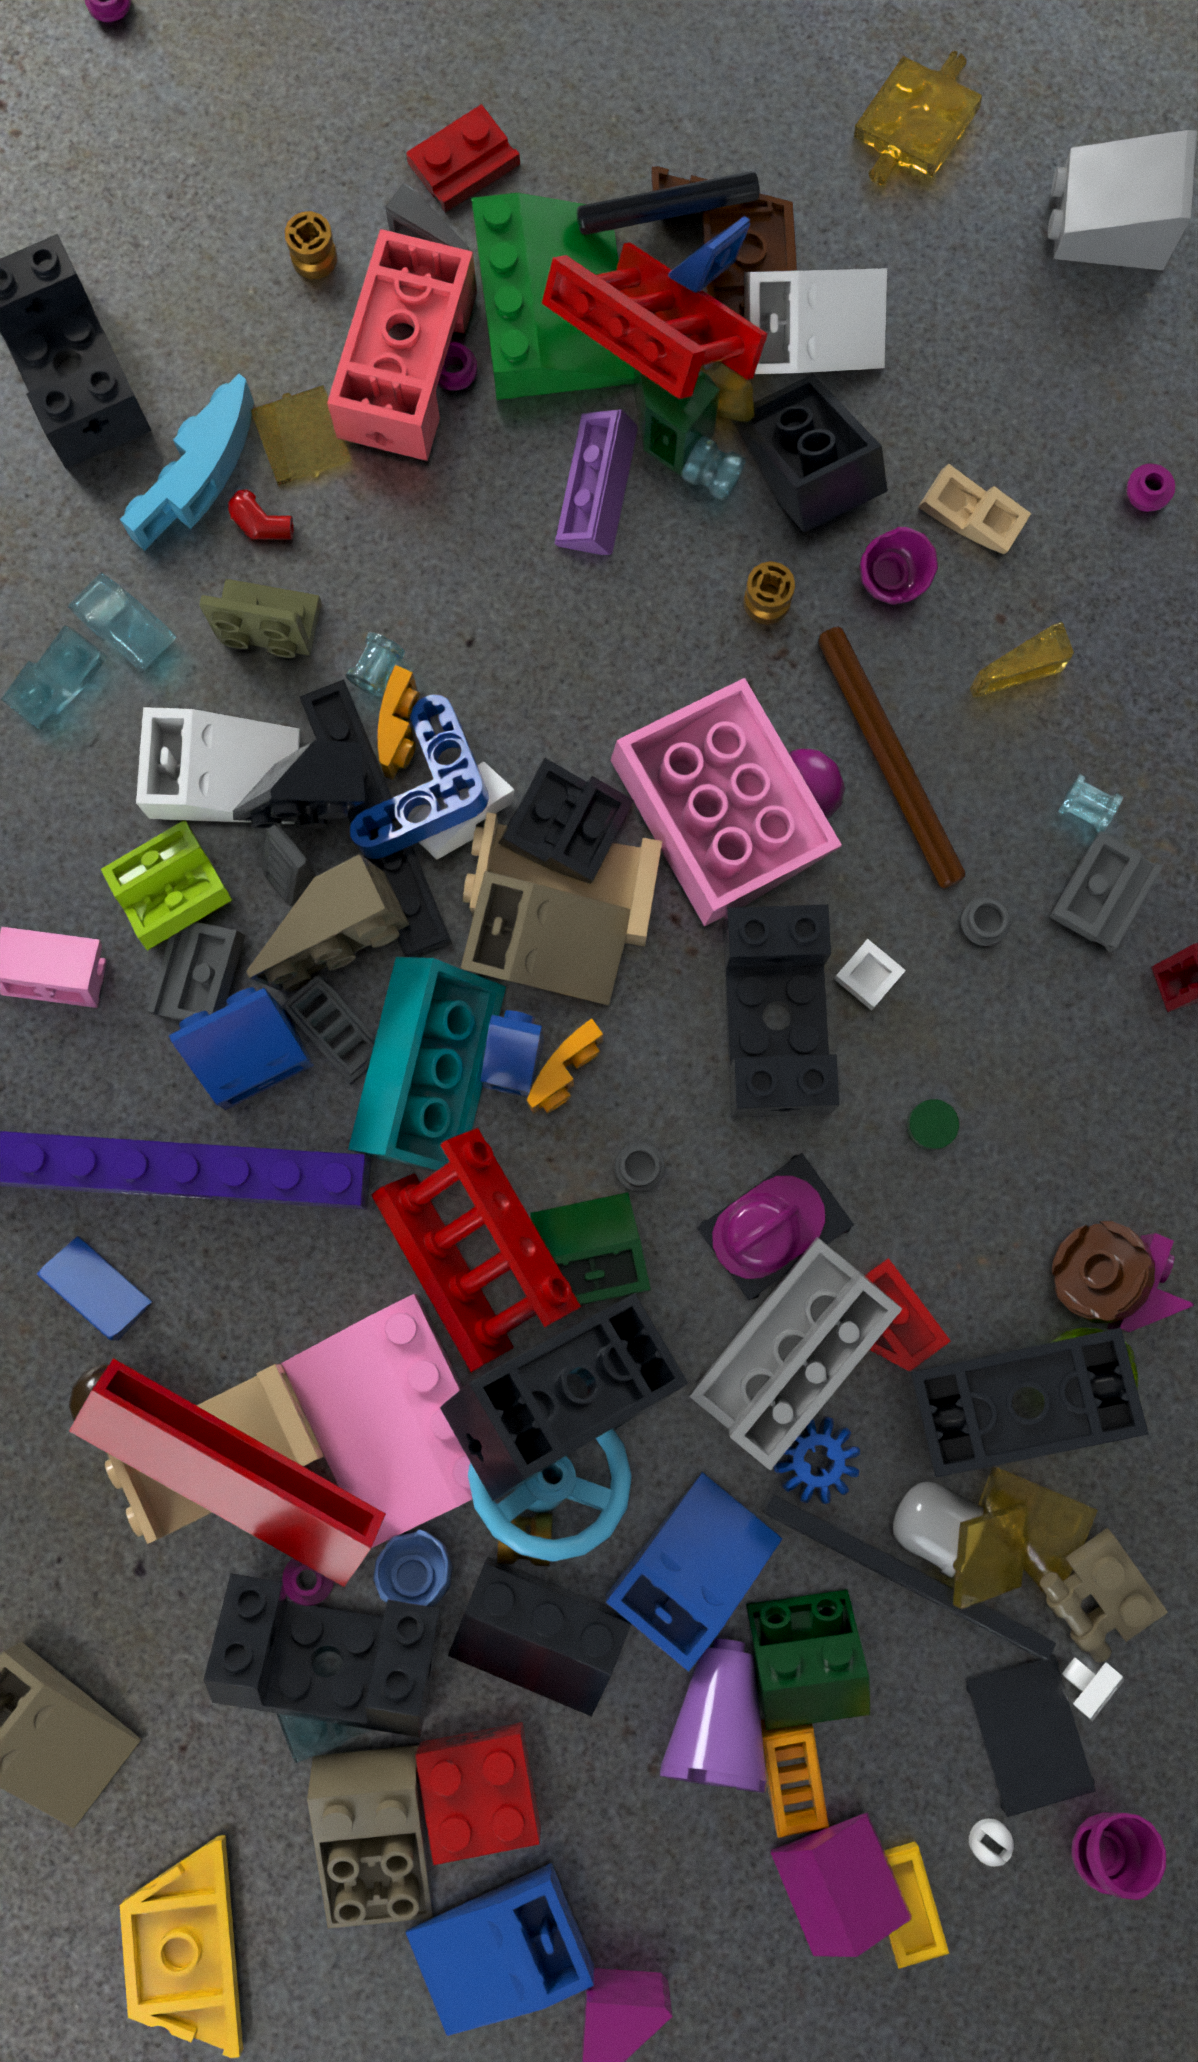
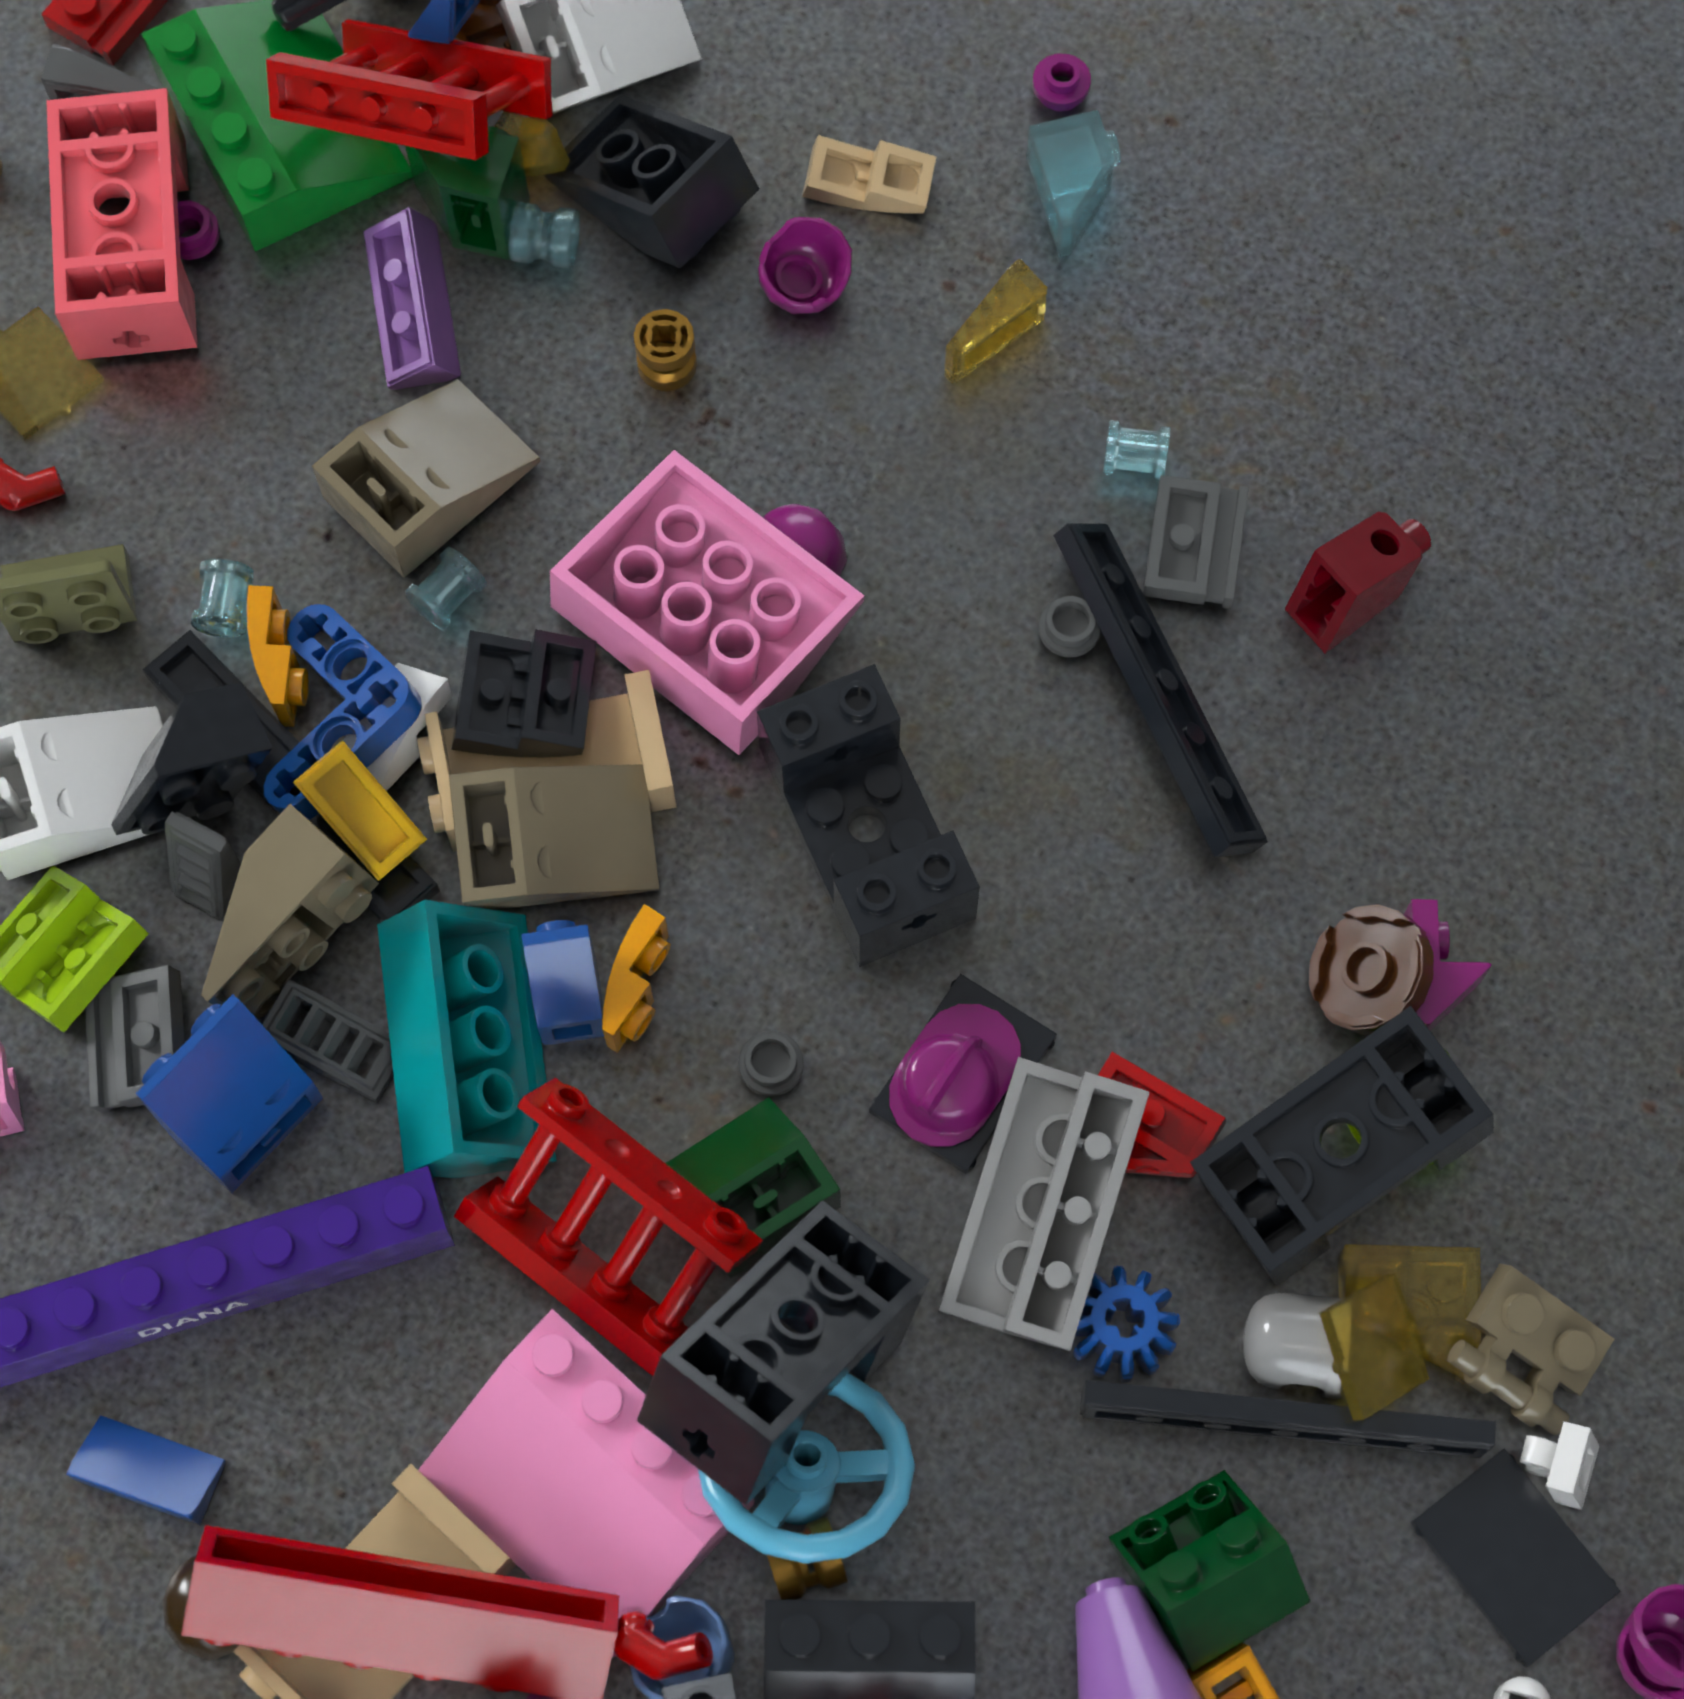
camera: 20 degrees left, 10 degrees down
(393, 1571) = (654, 1656): none -> red arm
(413, 868) = (360, 810): none -> yellow tile
(539, 718) = (445, 588): none -> clear light blue bush
(556, 622) = (422, 473): none -> dark tan slope
(693, 1571) = (1026, 1516): blue slope -> none
(869, 974) = (957, 736): white plate -> none
(891, 757) = (884, 484): reddish brown axle -> none
(933, 1124) = (1103, 882): dark green tile -> none
(1033, 995) = (1161, 689): none -> black tile
(1129, 565) = (1072, 173): none -> clear light blue slope

